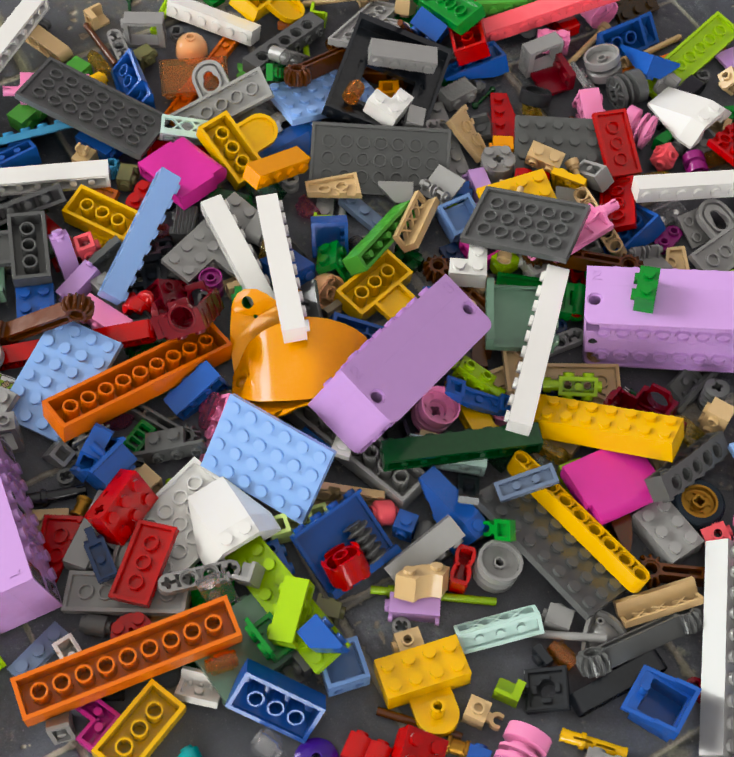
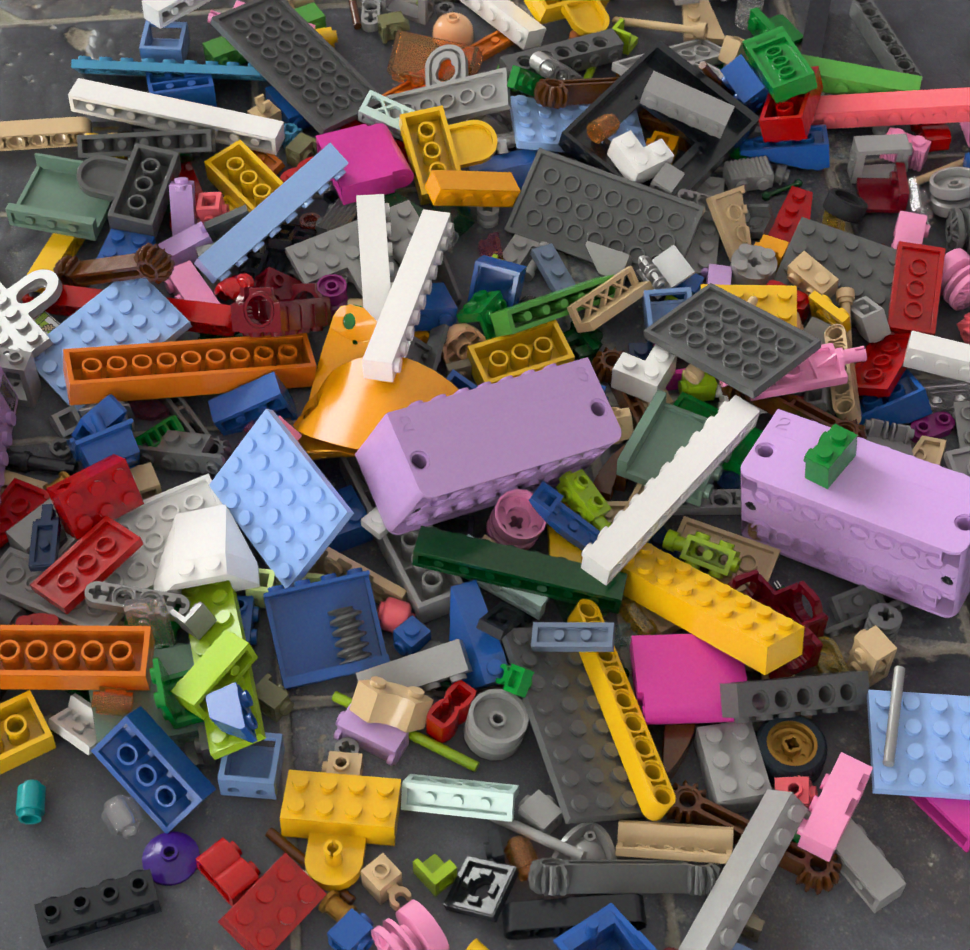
camera: 25 degrees right, 5 degrees down
(98, 62) = (337, 18): clear yellow plate -> none
(131, 80) = (362, 47): blue slope -> none
(335, 187) = (534, 233): tan wing -> none
(346, 566) = (310, 652): red brick -> none

